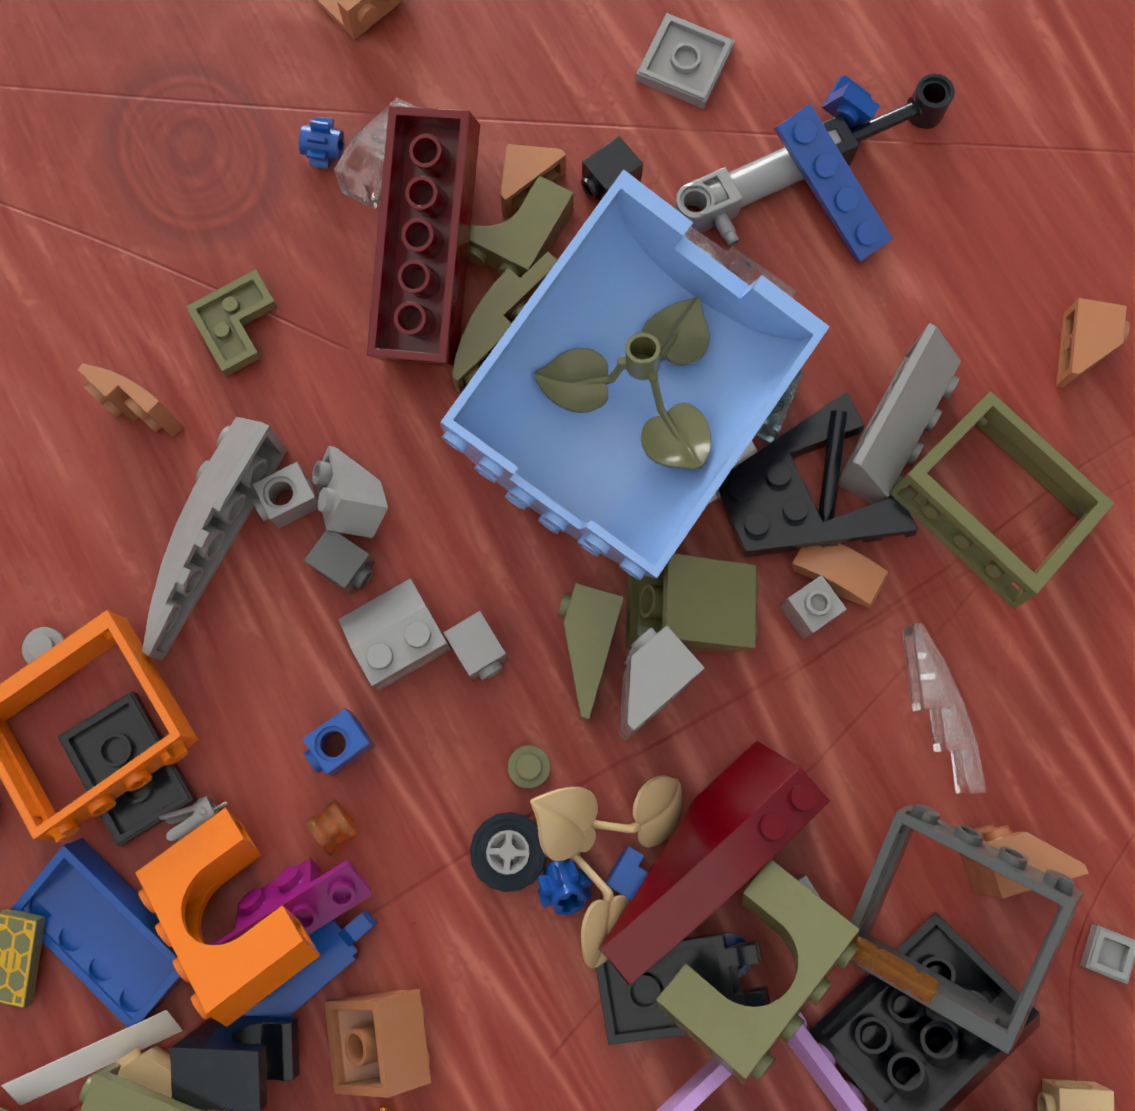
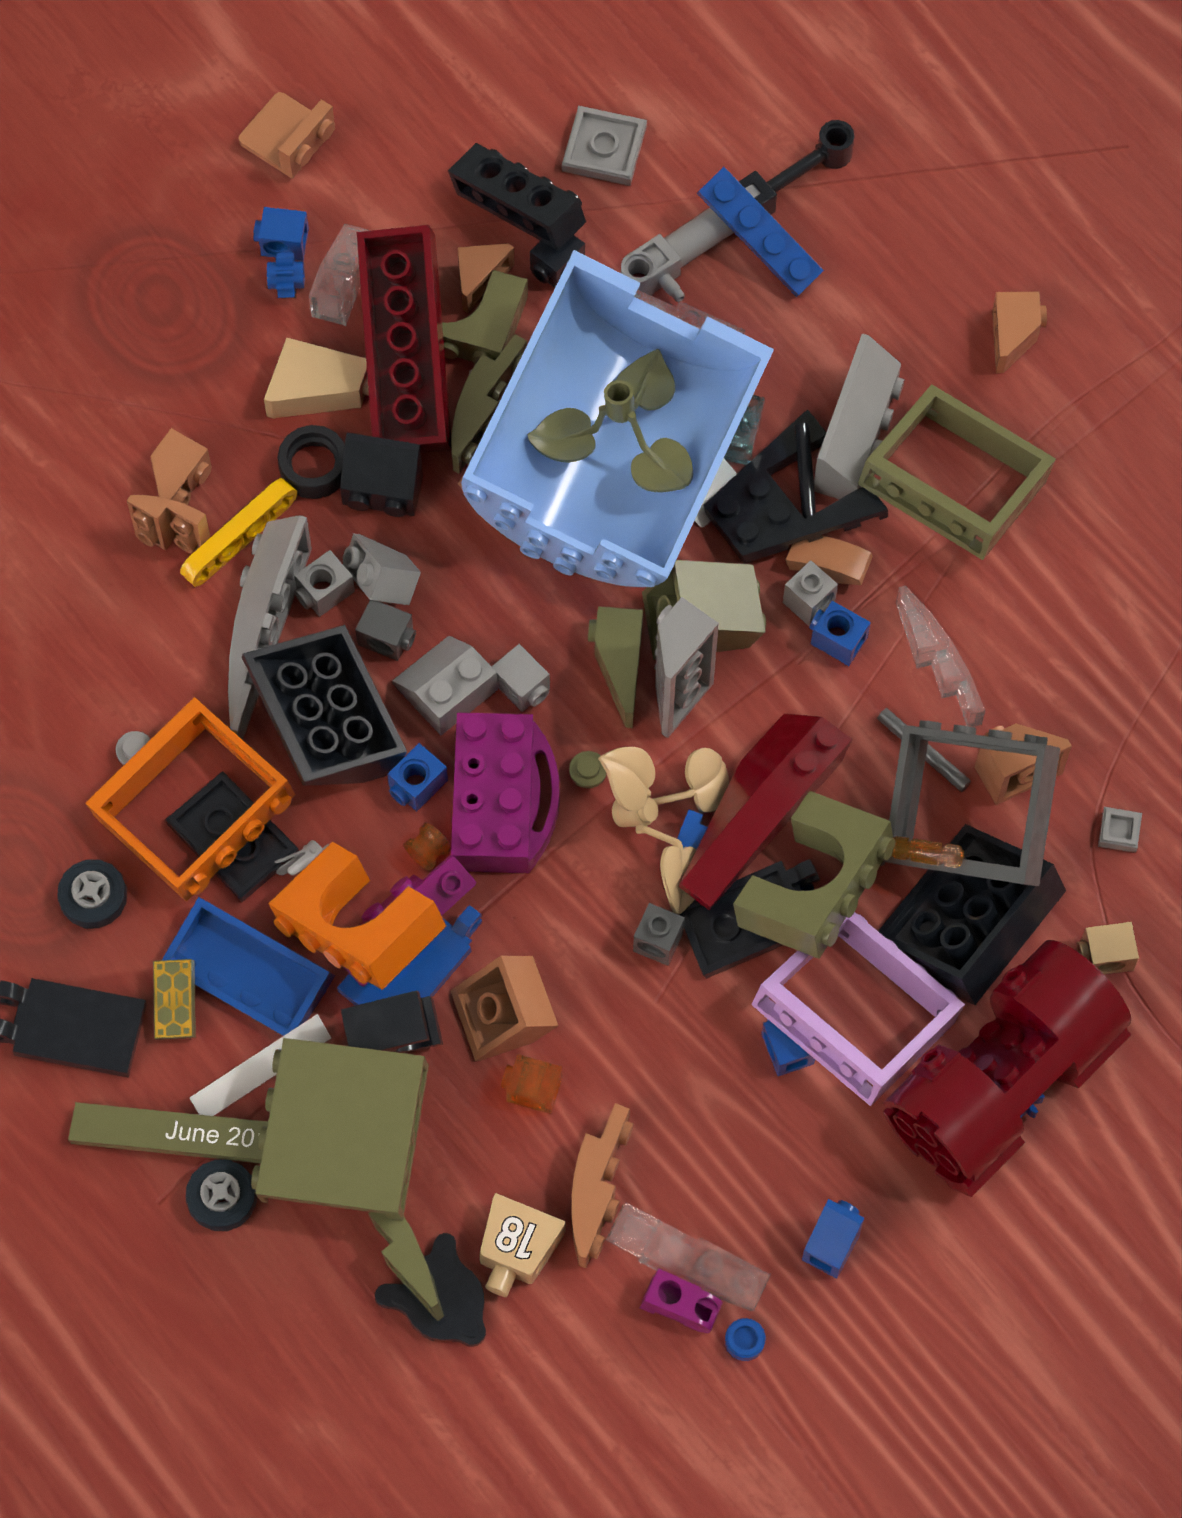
camera: 10 degrees left, 10 degrees down
(158, 340) = (179, 466): none -> nougat slope
(209, 419) = (238, 532): none -> yellow beam
(222, 318) = (231, 442): olive plate -> none
(243, 652) = (326, 708): none -> black slope
(292, 329) = (312, 436): none -> black tyre
(322, 264) = (315, 381): none -> tan slope
(329, 95) = (282, 232): none -> blue brick
(371, 385) = (381, 475): none -> black slope
(426, 781) = (506, 785): none -> magenta piece
(498, 860) = (585, 825): black wheel -> none
(564, 887) = (639, 855): blue gear -> none
(567, 989) = (658, 934): none -> dark grey brick
(582, 98) = (517, 195): none -> black brick
(851, 102) = (762, 157): blue bracket -> none
(854, 664) = (840, 647): none -> blue brick
(895, 802) = (933, 757): none -> dark grey bar

